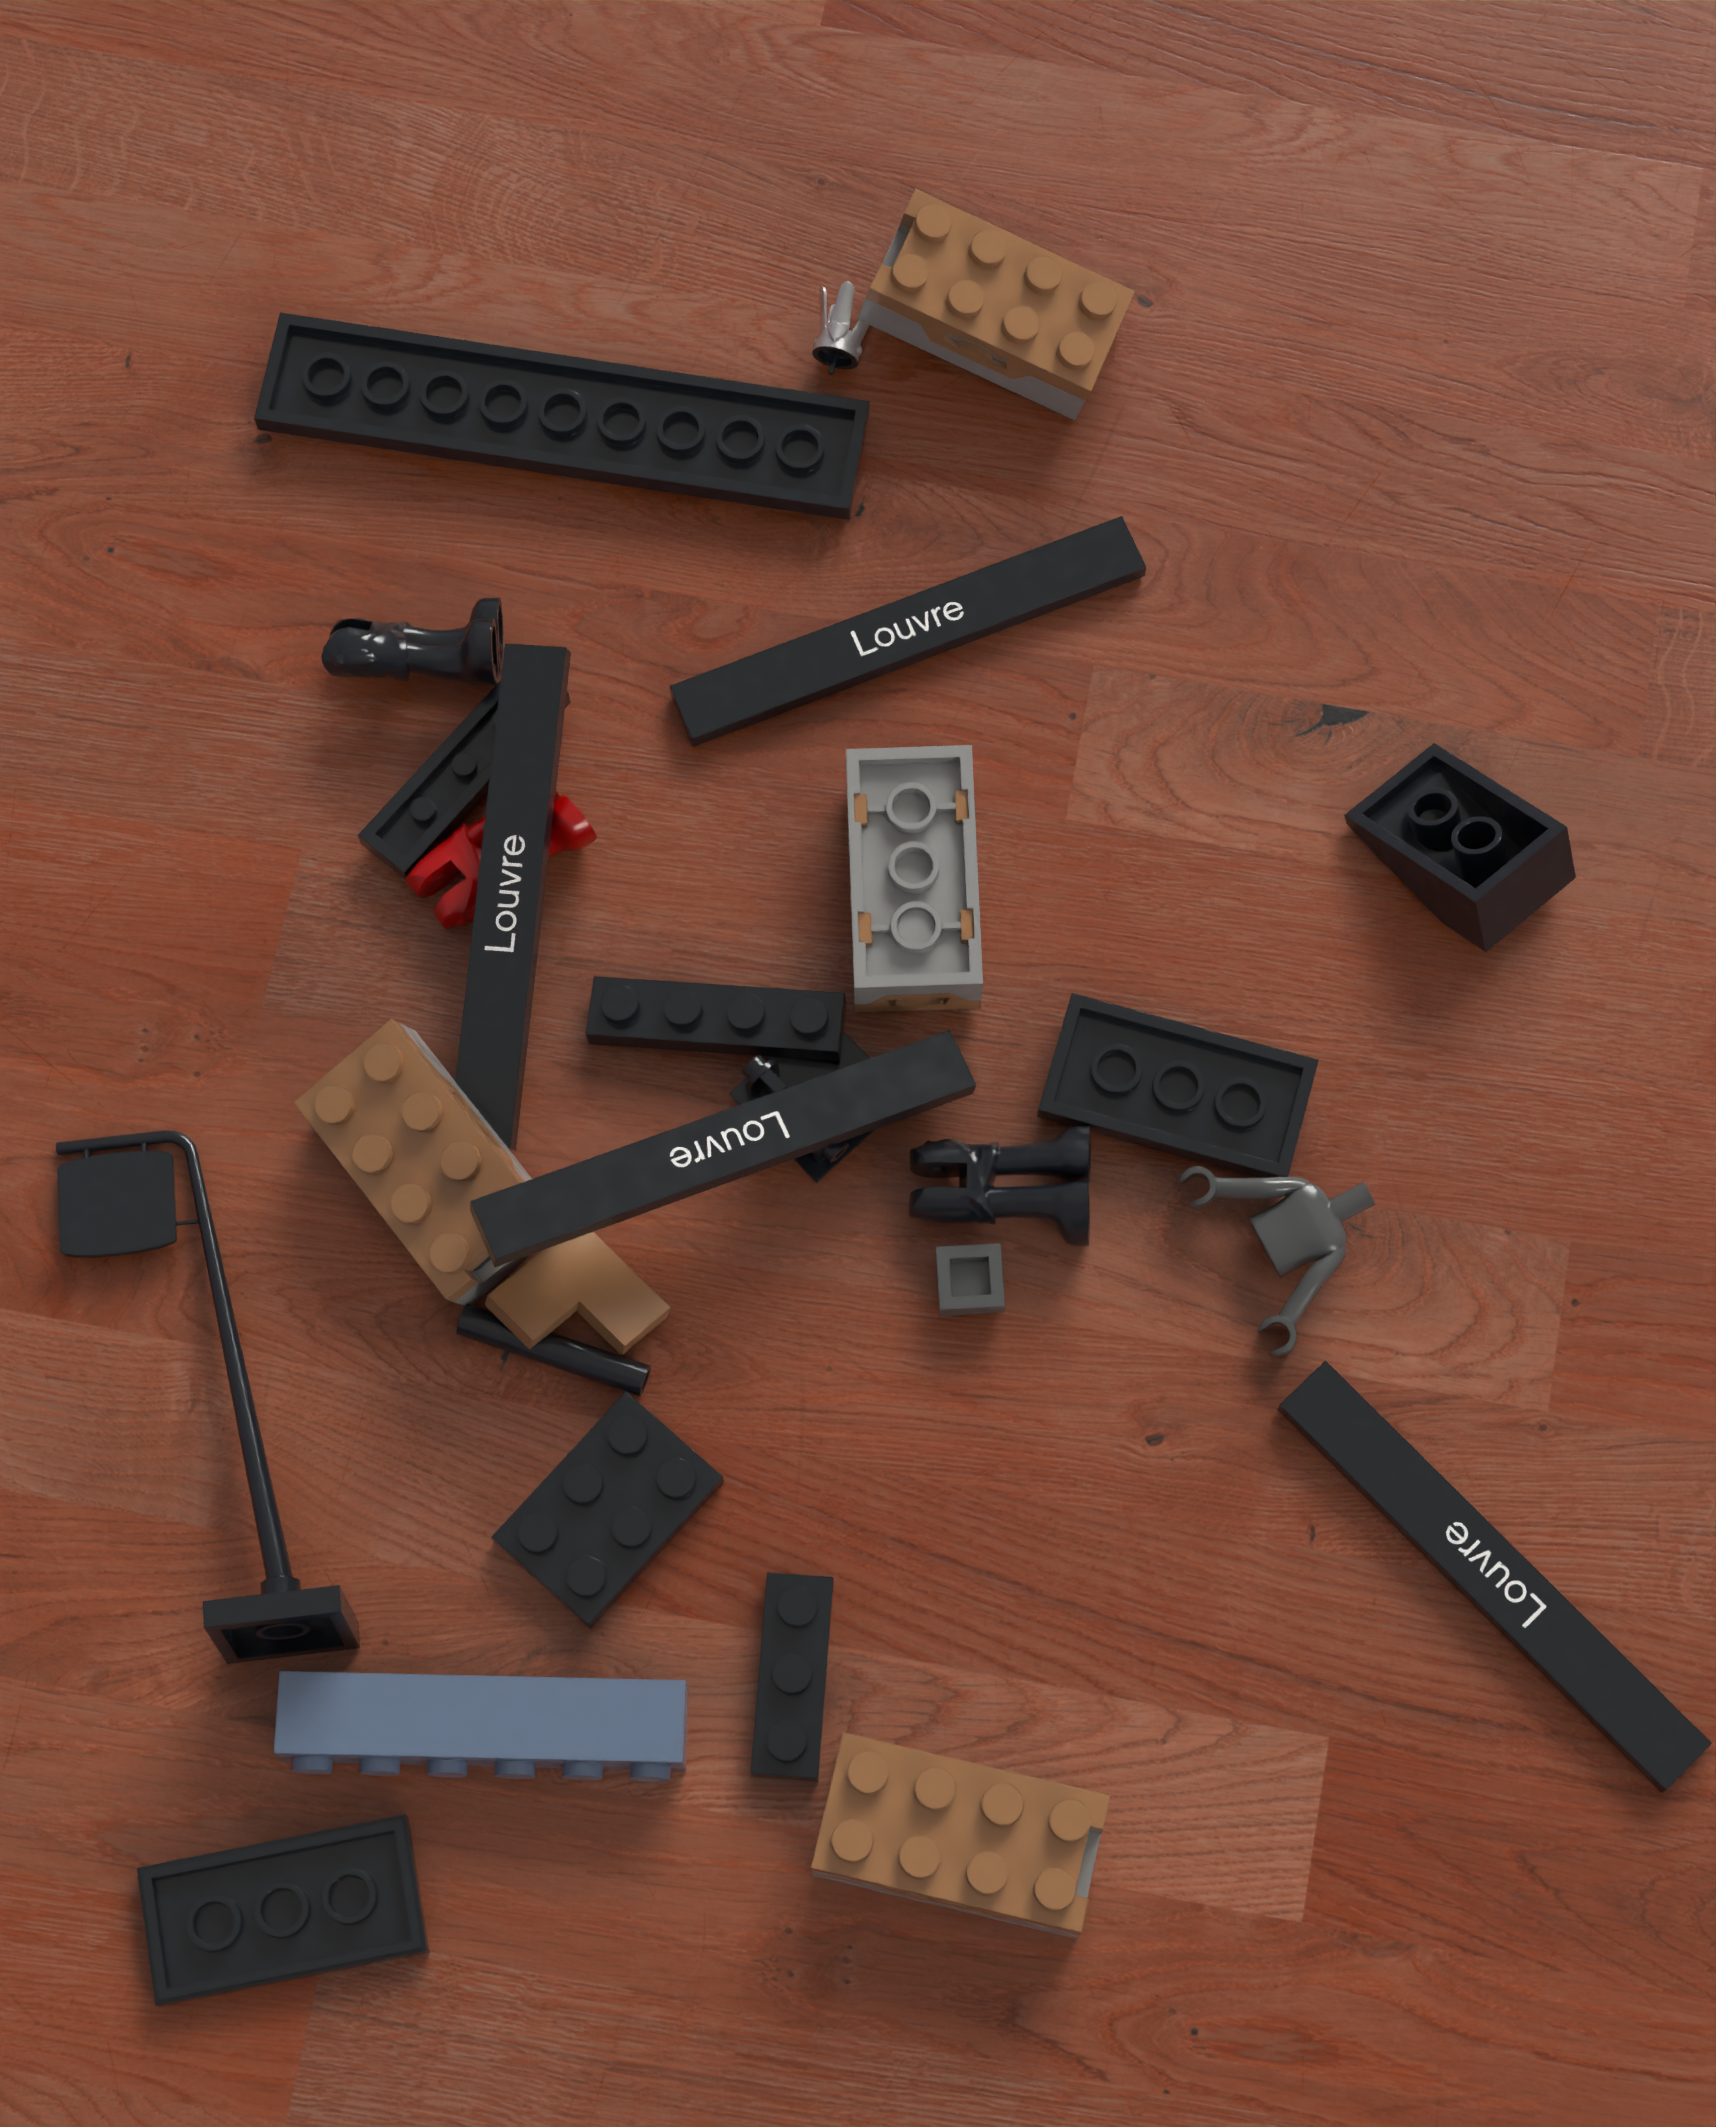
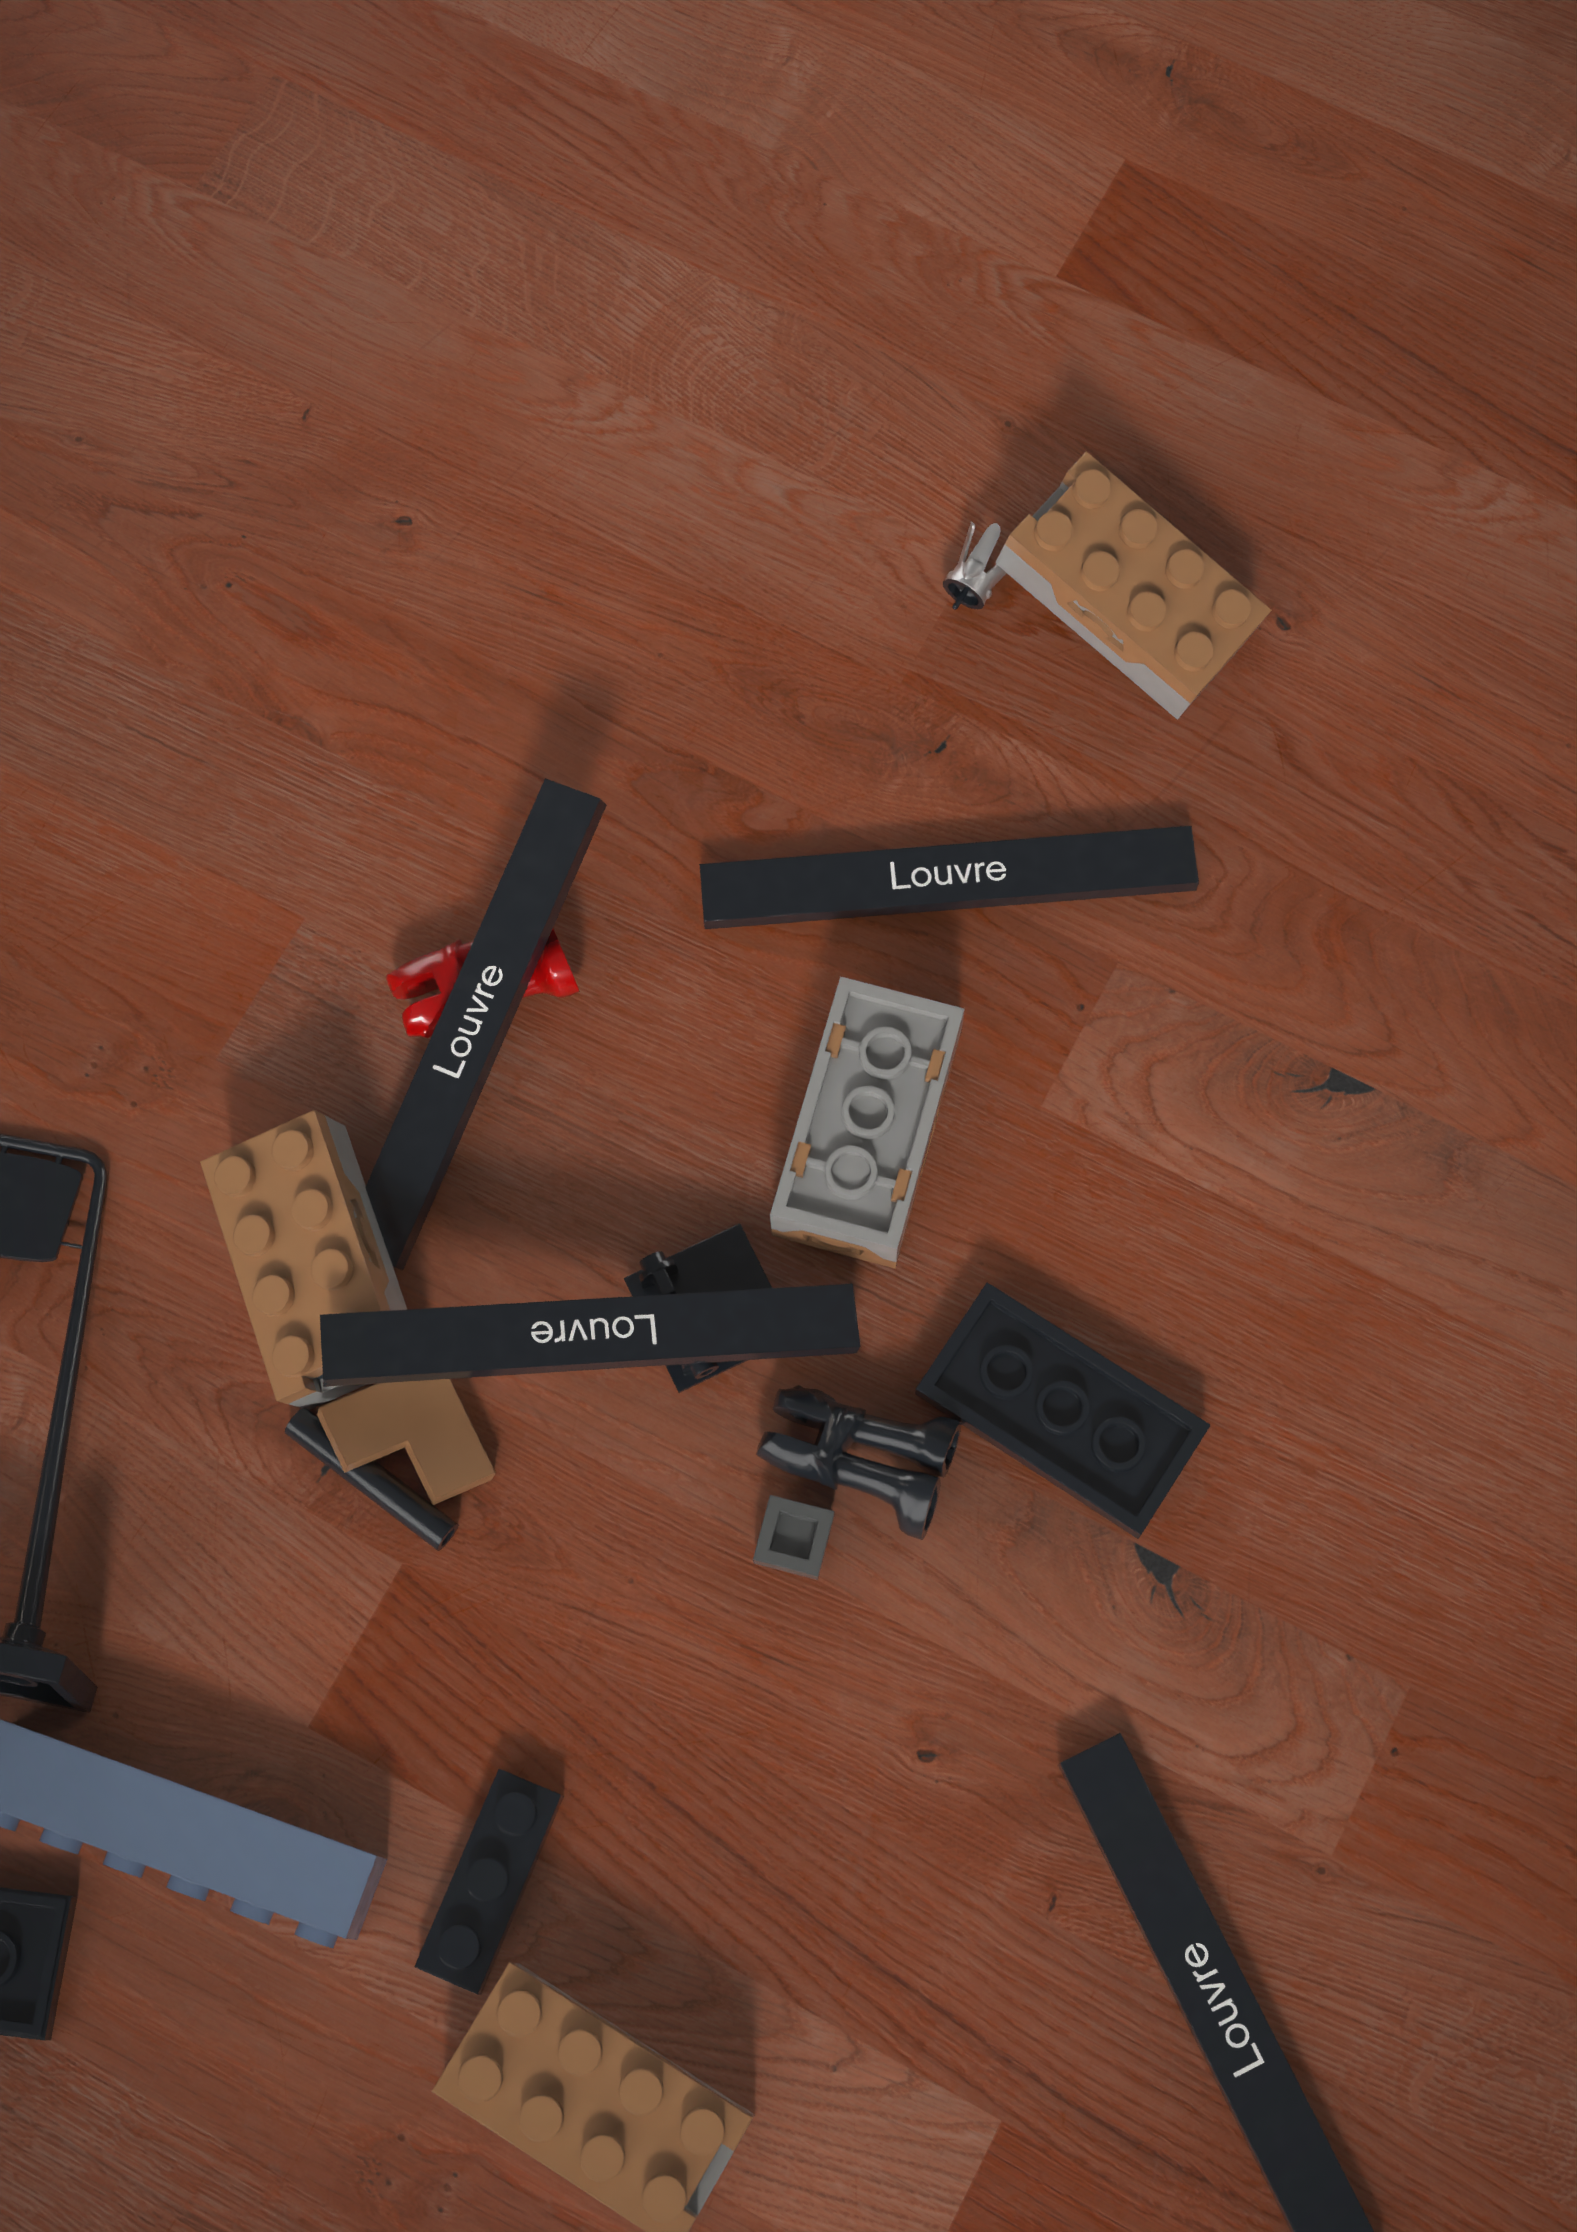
camera: 20 degrees right, 0 degrees up
(395, 649) = (453, 754): black piece -> none
(437, 793) = (443, 904): black plate -> none
(563, 415) = (691, 579): black plate -> none
(608, 1509) = (368, 1654): black plate -> none
(716, 1018) = (636, 1201): black plate -> none
(1292, 1232) = (1130, 1592): dark grey piece -> none
(1465, 845) = (1428, 1253): black slope -> none

